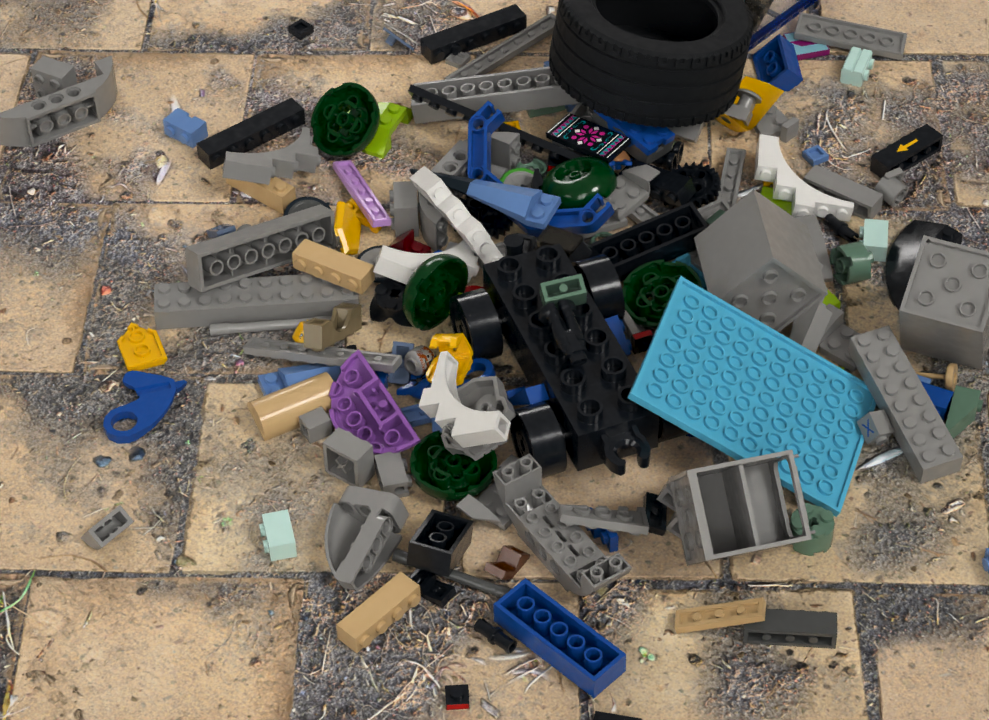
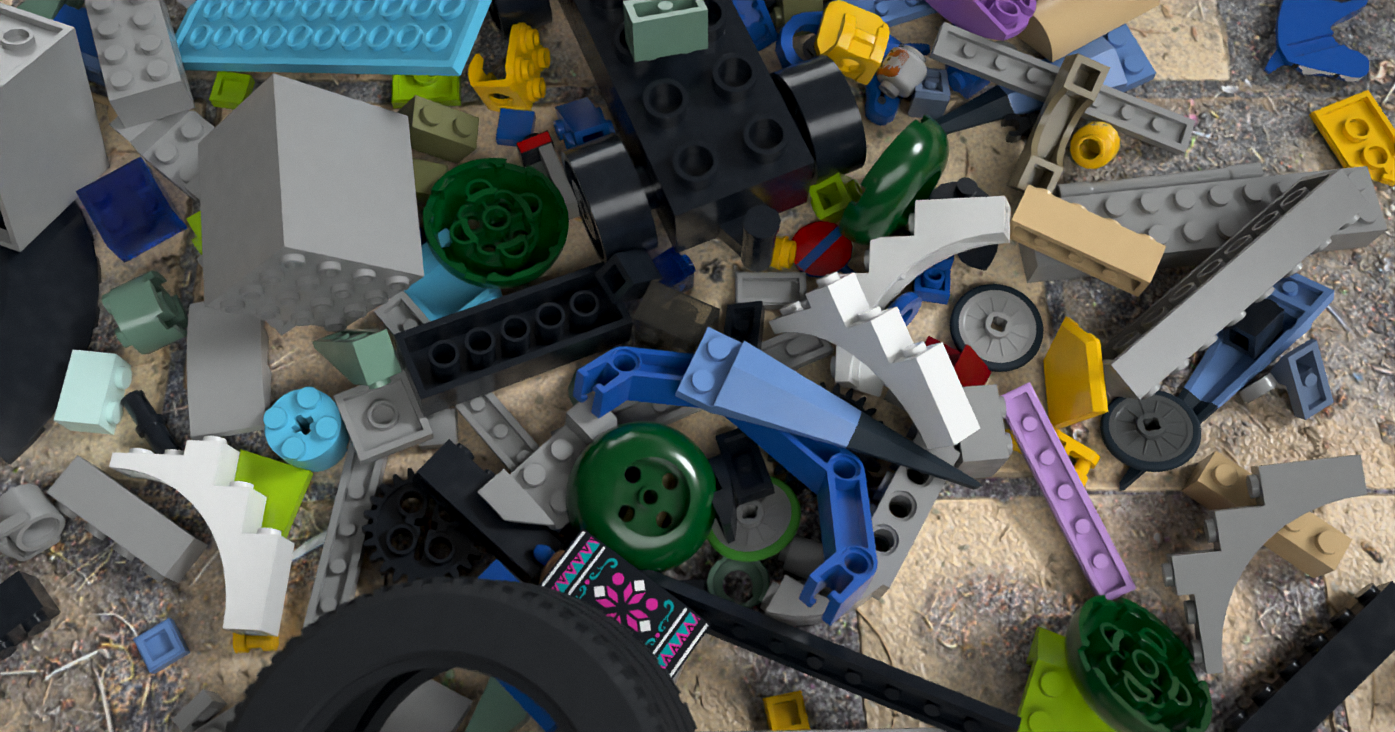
camera: 175 degrees right, 25 degrees up
(873, 311) = (131, 209): none -> clear blue brick

